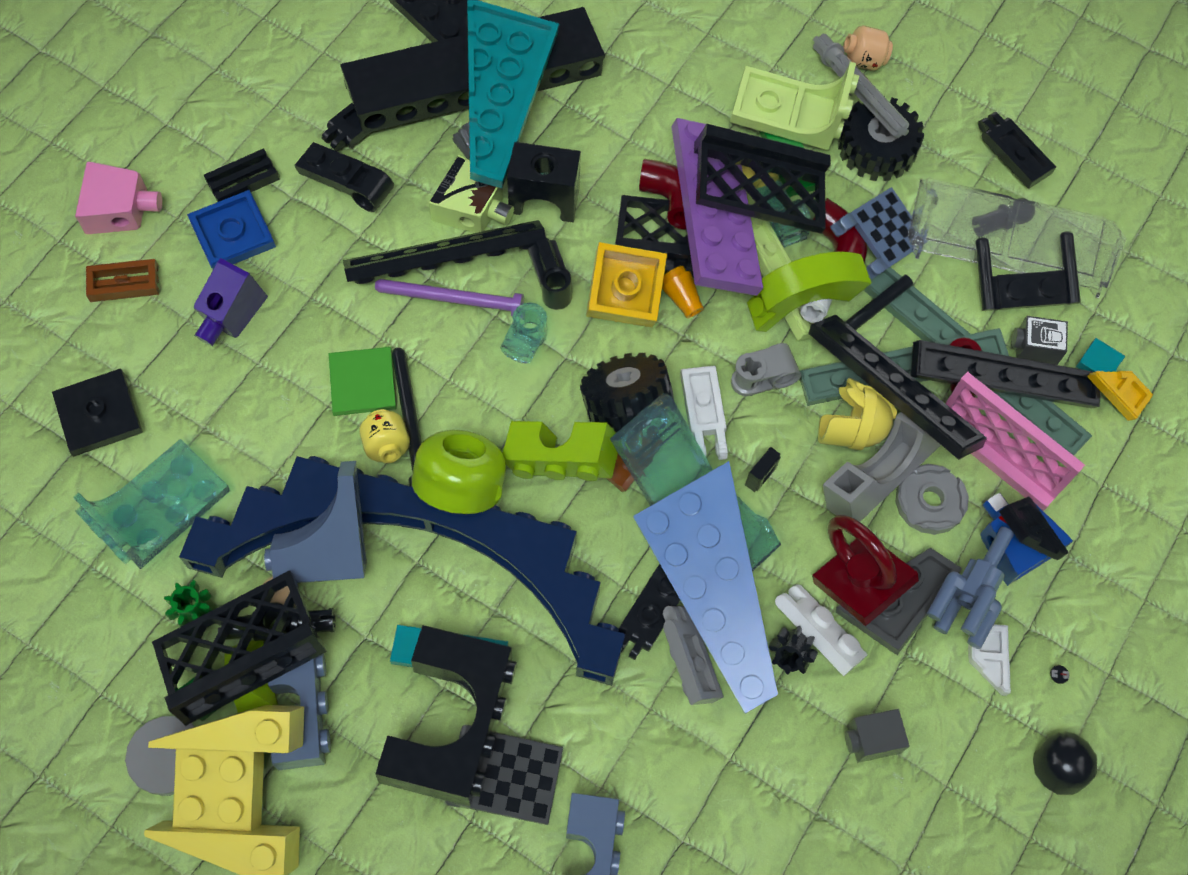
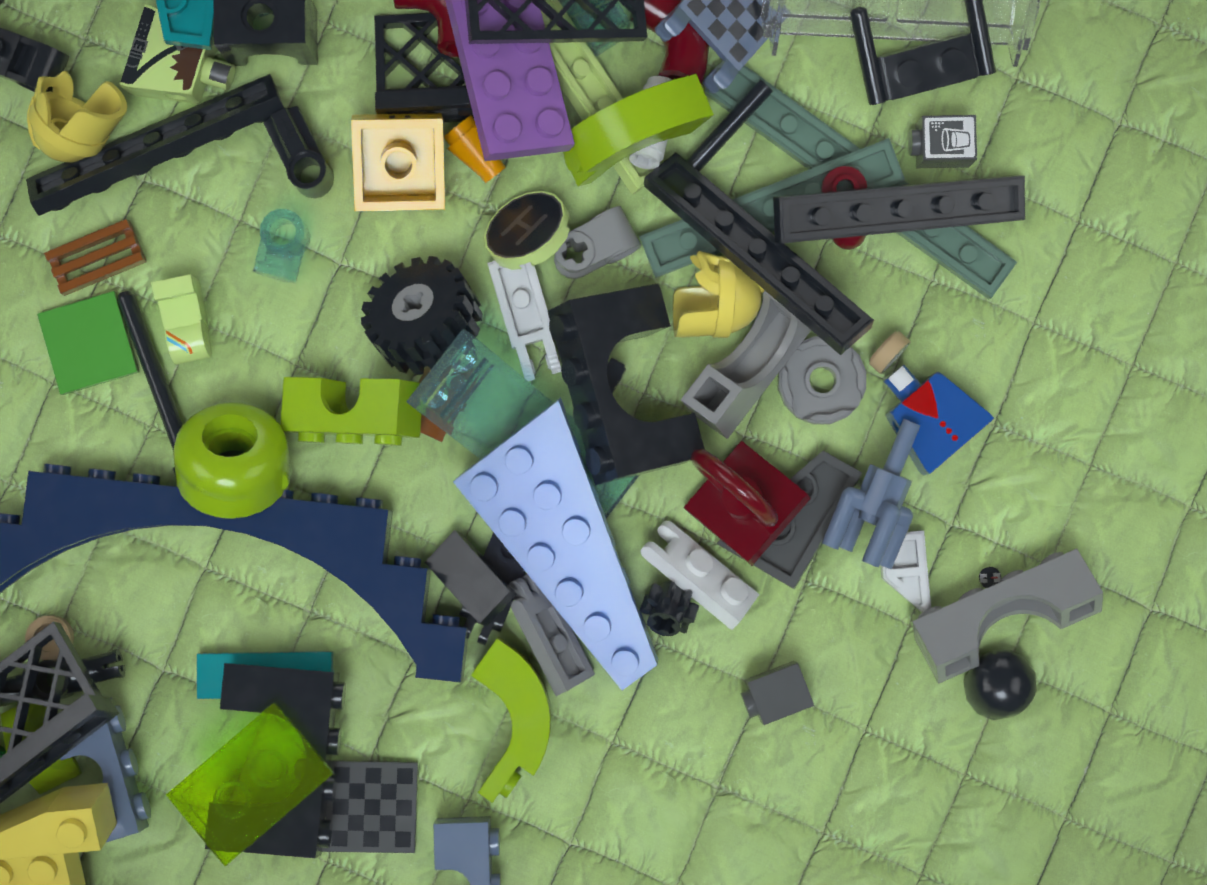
camera: 10 degrees left, 20 degrees up
(329, 545) = (92, 578): sand blue arch -> none
(380, 316) = (60, 270): none -> dark orange tile
(383, 435) = (131, 419): light yellow head -> none
(386, 227) = (69, 127): none -> light yellow helmet
(425, 723) = (250, 784): none -> clear neon green tile
(440, 370) = (183, 318): none -> yellowish green leg
(450, 295) = (259, 205): medium lavender bar -> none
(633, 599) = (470, 578): none -> black tile
(662, 698) = (525, 696): none -> lime arch
(716, 347) = (527, 230): none -> tile
(768, 505) = (614, 440): none -> black arch
(988, 483) = (889, 352): none -> tan tile
(1014, 458) = (904, 303): bright pink fence -> none
(1032, 528) = (941, 415): black tile -> none
(1100, 358) = (1025, 153): teal tile -> none
(1116, 687) = (1056, 590): none -> light grey arch
(1123, 391) = (1054, 194): yellow tile -> none

